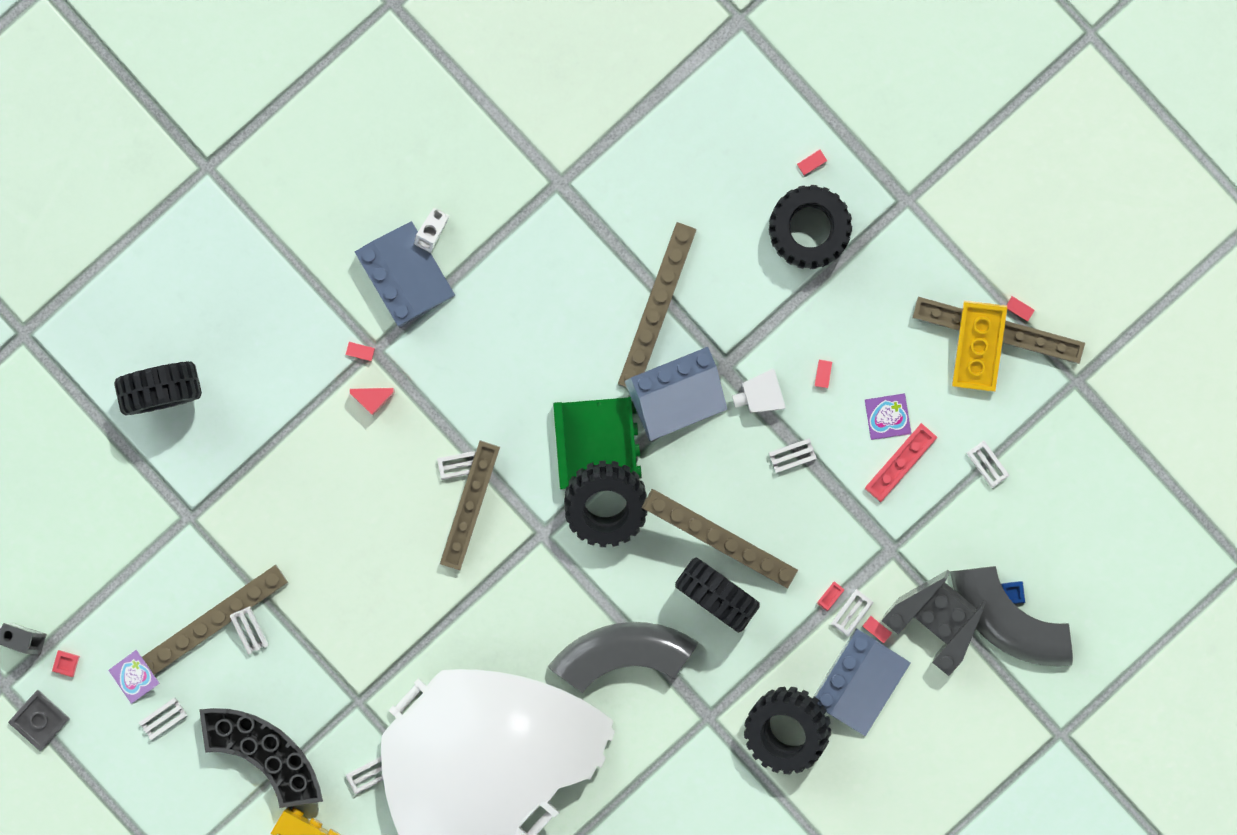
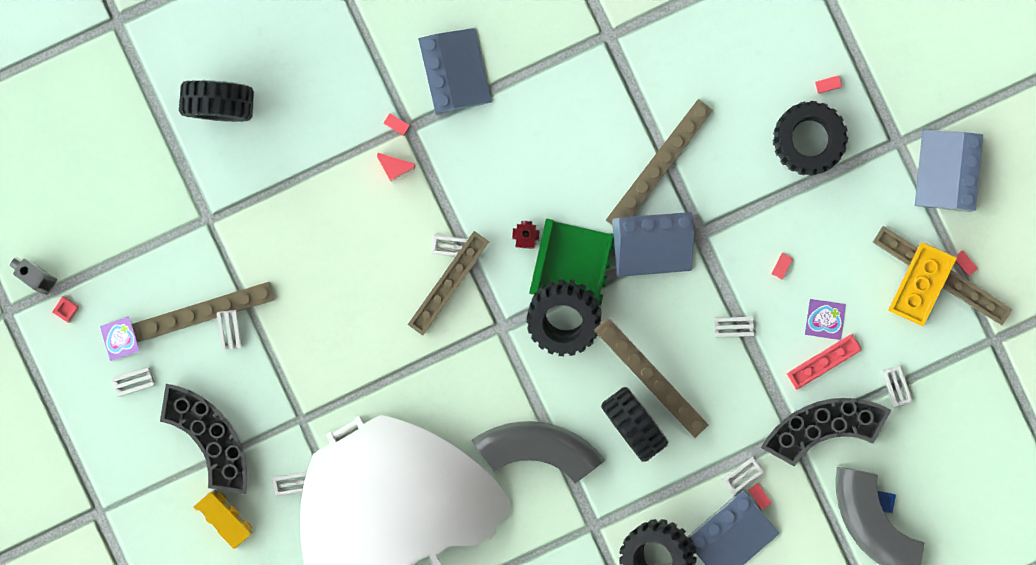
camera: 15 degrees right, 0 degrees up
(39, 720) = (28, 350): flat silver tile -> none
(431, 230) = (488, 40): white leg -> none
(543, 433) = (522, 242): none -> dark red brick
(761, 393) = (724, 266): white torso -> none
(830, 596) = (729, 456): coral piece -> none
(919, 528) = (822, 422): none -> dark grey brick
(941, 612) = (819, 499): dark grey wedge -> none
(970, 214) = (949, 170): none -> slope

